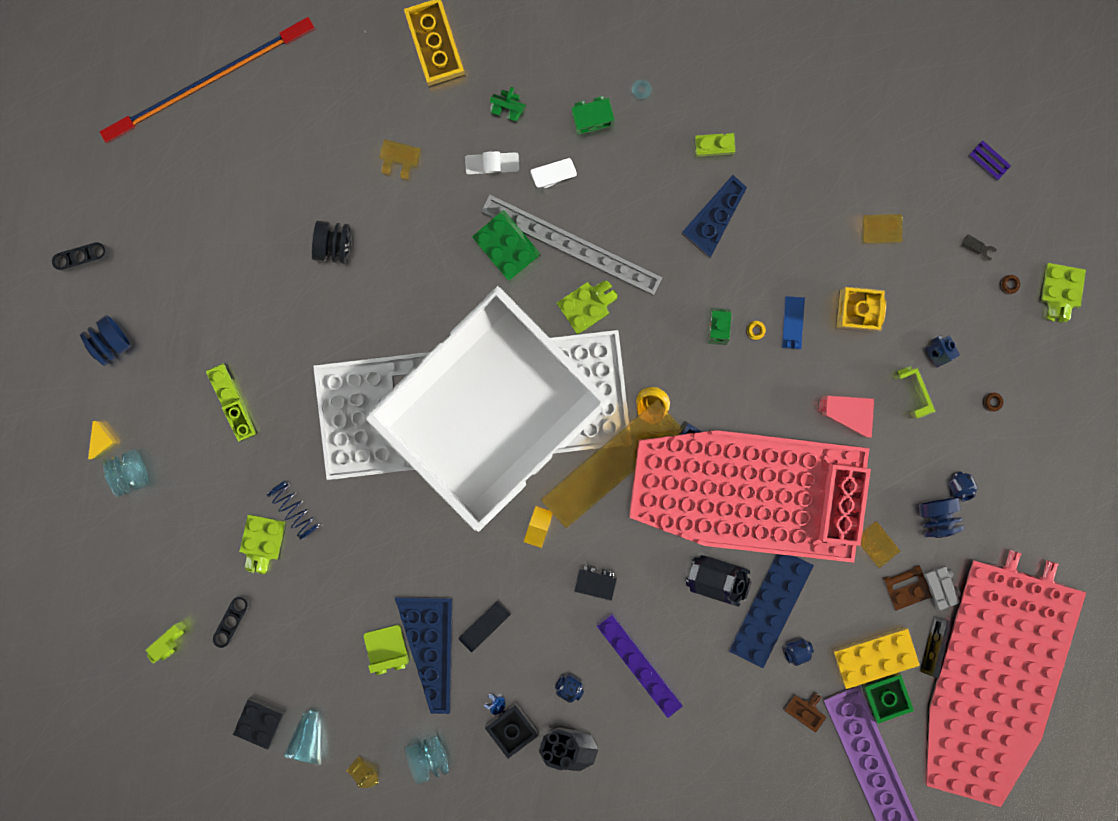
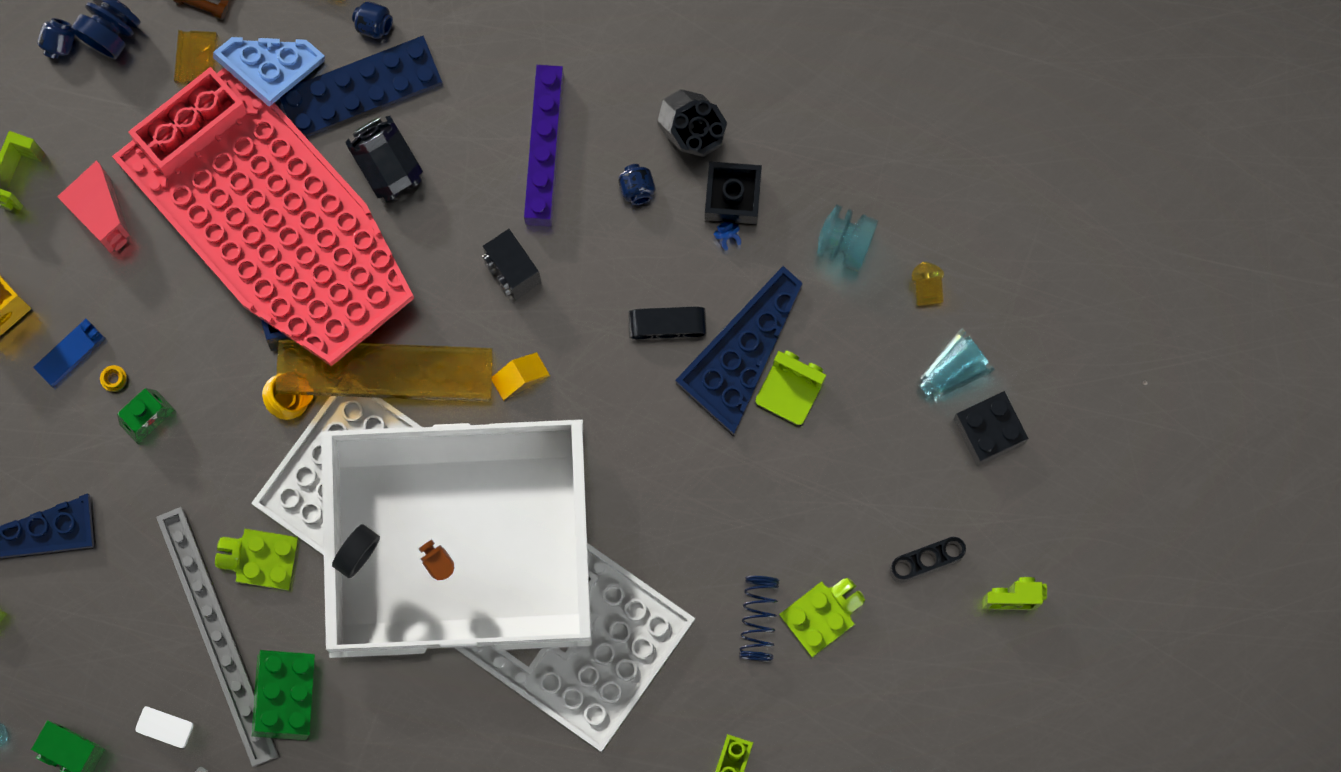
camera: 135 degrees left, 10 degrees down
(481, 385) = (437, 561): none -> dark orange arm
(528, 351) = (355, 551): none -> black tyre
(831, 575) = (268, 65): none -> light blue plate

